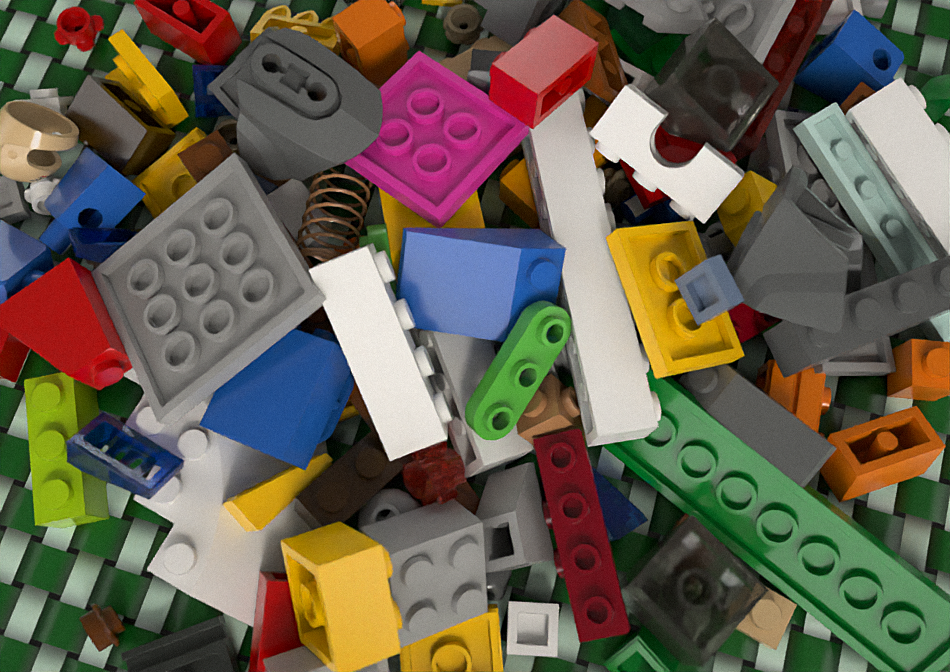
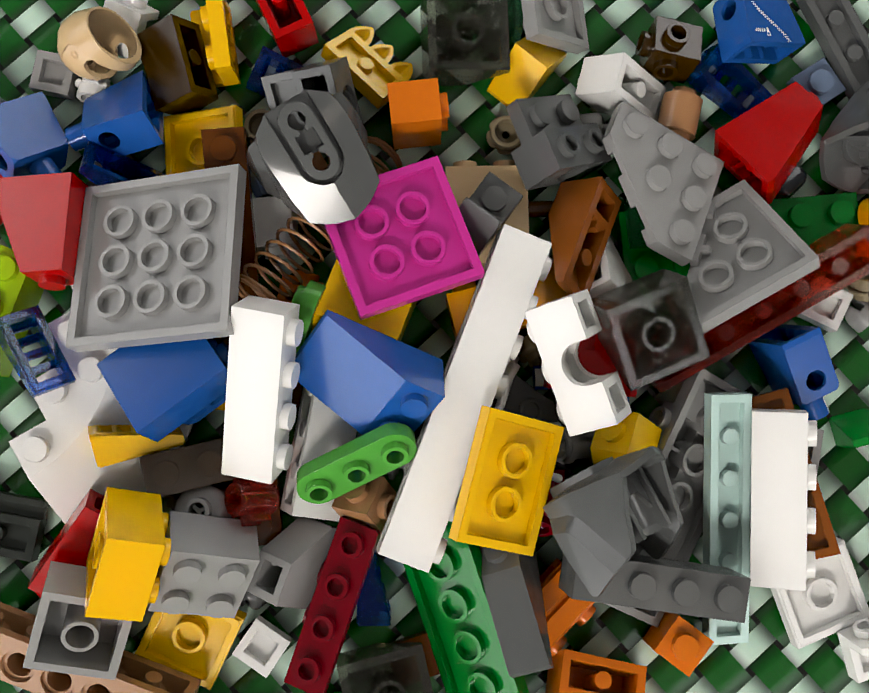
camera: 25 degrees right, 10 degrees up
(542, 71) = (519, 237): brick -> none
(709, 289) = (530, 497): sand blue plate -> none

